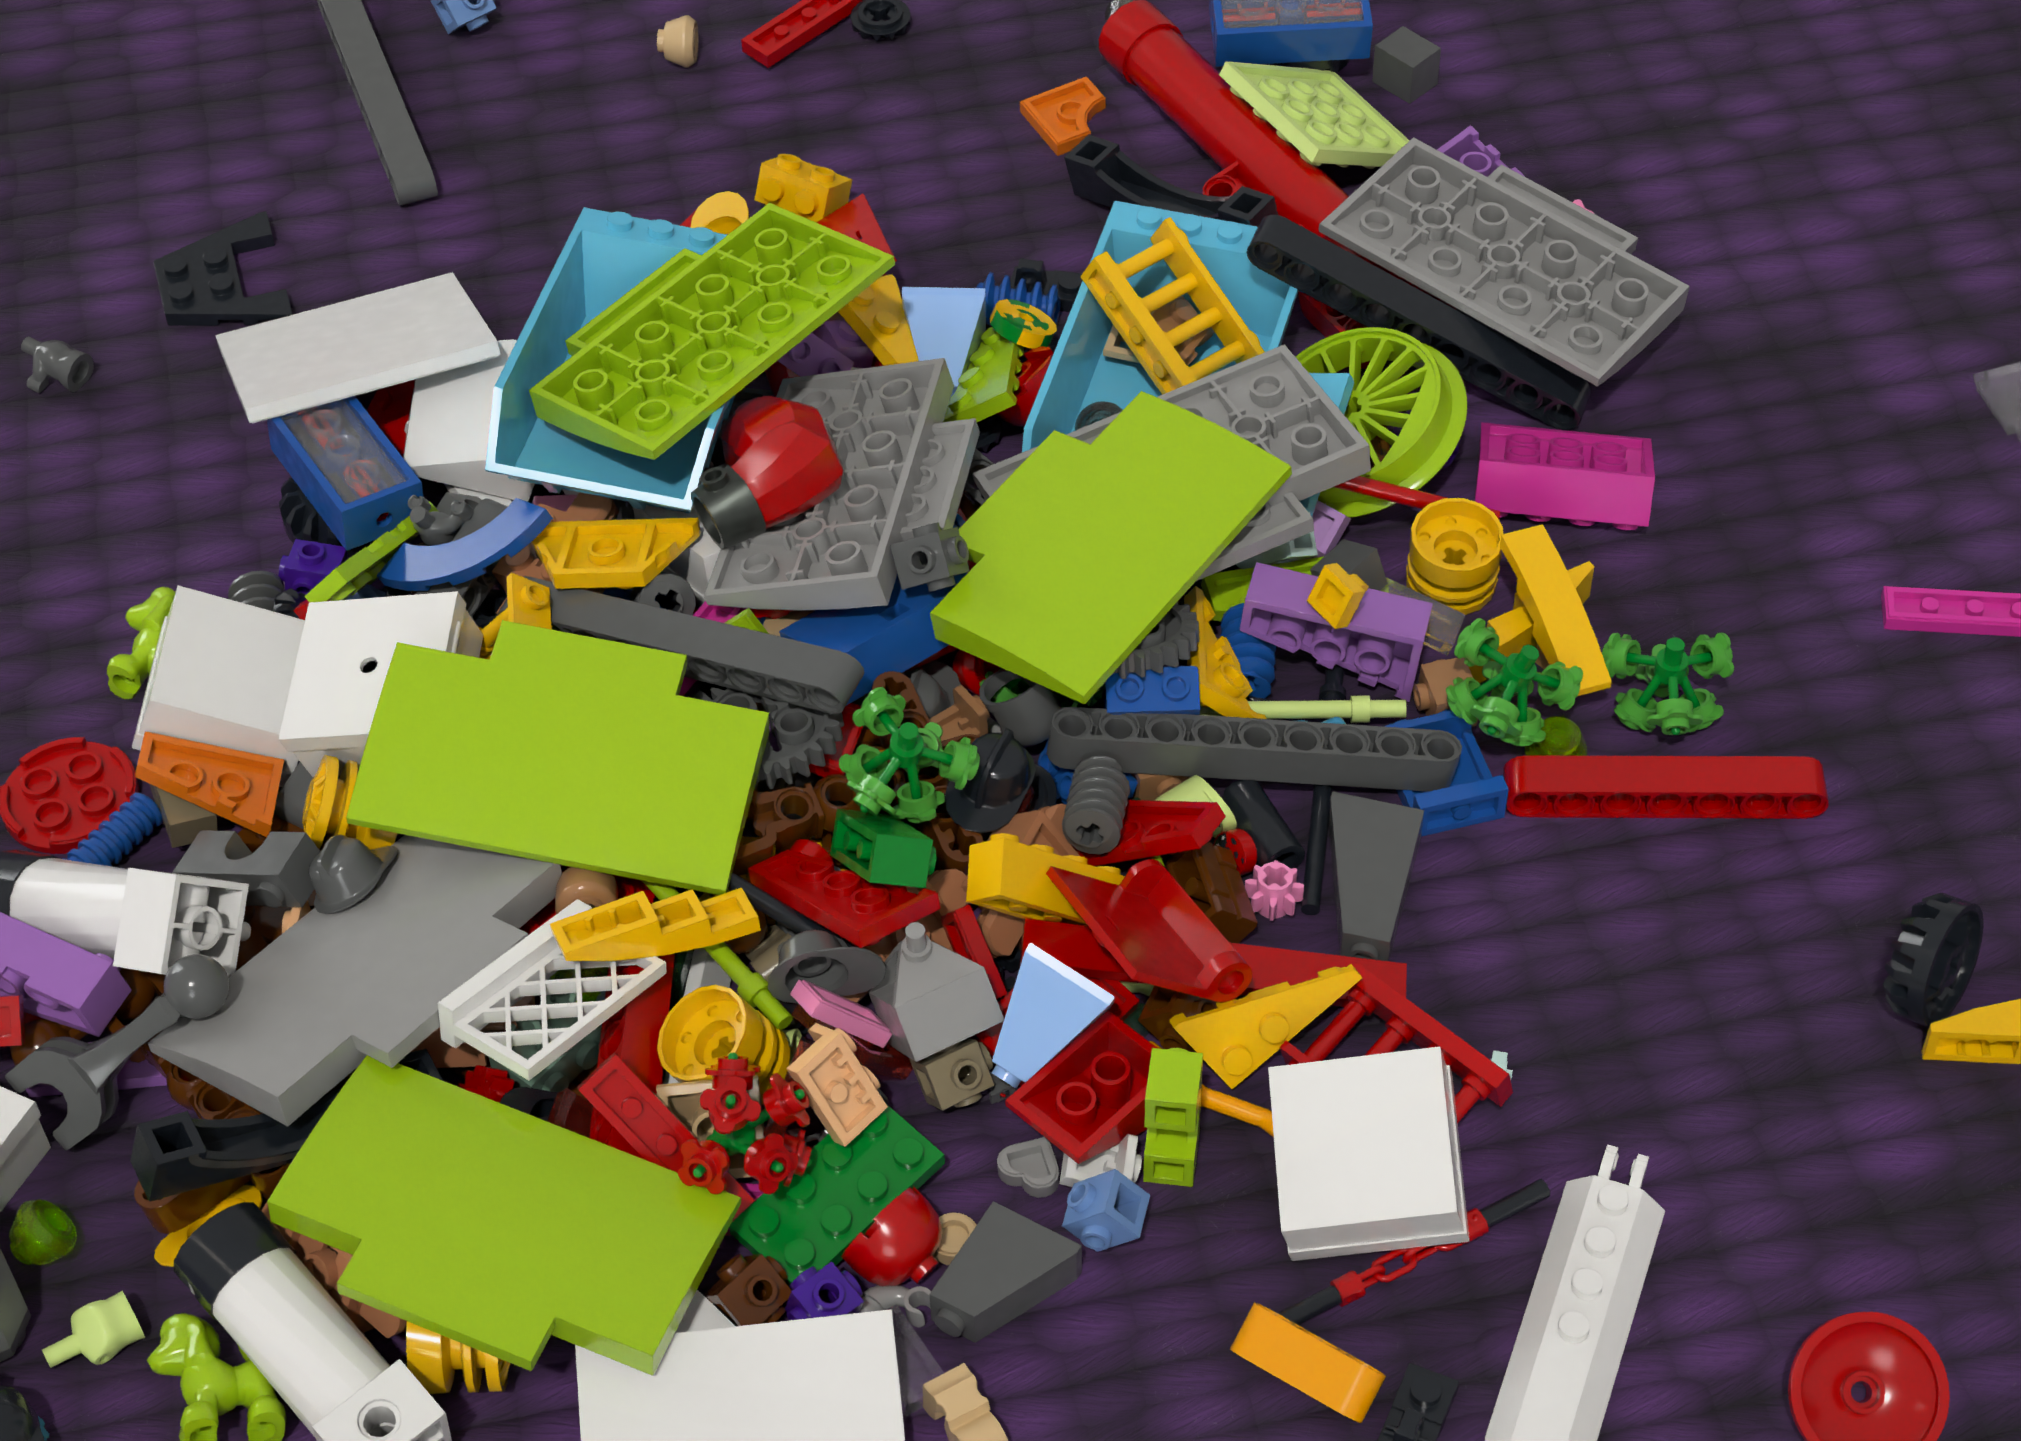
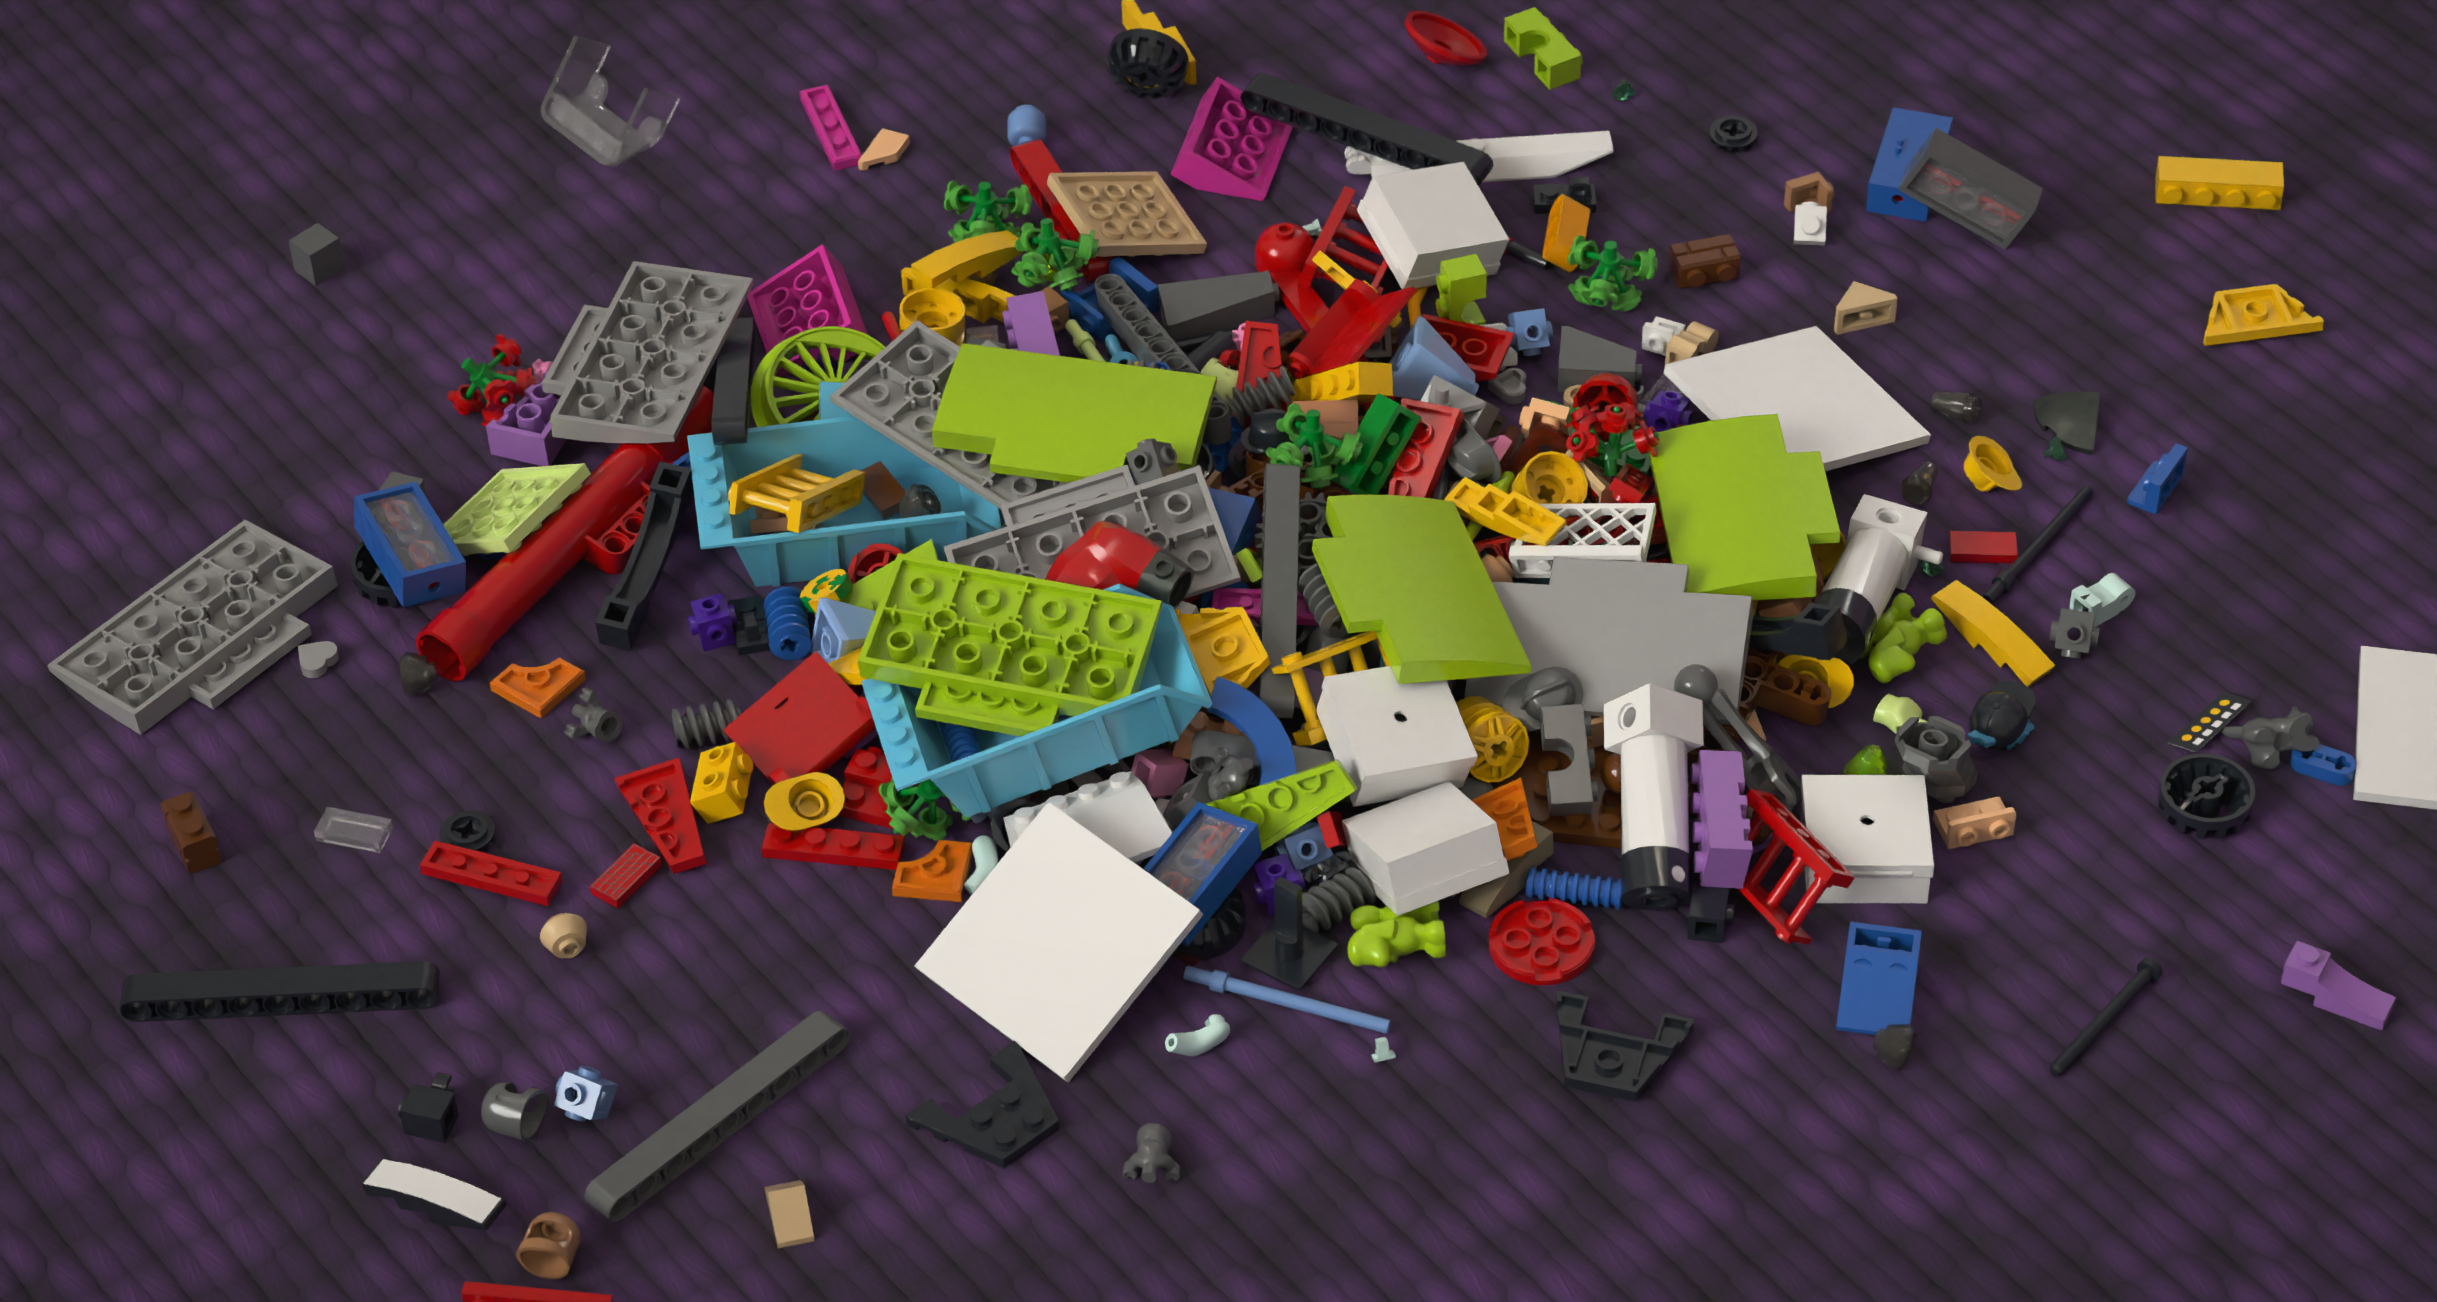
camera: 115 degrees left, 5 degrees down
(37, 595) = (1382, 1050): none -> light aqua piece
(175, 447) = (1199, 1041): none -> light aqua arm
(228, 548) = (1286, 947): none -> black piece
(230, 107) = (790, 1213): none -> tan slope
(237, 497) = (1222, 982): none -> medium blue bar
(742, 110) = (625, 875): none -> red tile
(840, 152) = (664, 809): none -> red wing
(903, 203) = (703, 723): none -> dark grey piece
(973, 130) = (595, 719): none -> dark grey piece
(1013, 1391) = (1659, 334): none -> white bracket
(1058, 242) = (712, 622): none -> dark purple brick
(1169, 1343) = (1613, 271): none -> bright green plant
(1337, 595) = (1043, 317): yellow tile -> none
(1457, 996) = (1283, 248): none -> red cylinder
(1559, 153) = (497, 386): none -> red plant
(1599, 830) = (1128, 212): none -> tan plate
(1641, 1170) = (1359, 127): none -> black beam
(1726, 1028) = (1230, 146): none -> dark pink slope
(1867, 801) = (1025, 125): none -> medium blue head
(1890, 87) = (316, 254): none -> dark grey piece
(1898, 651) = (885, 148): none -> light nougat tile

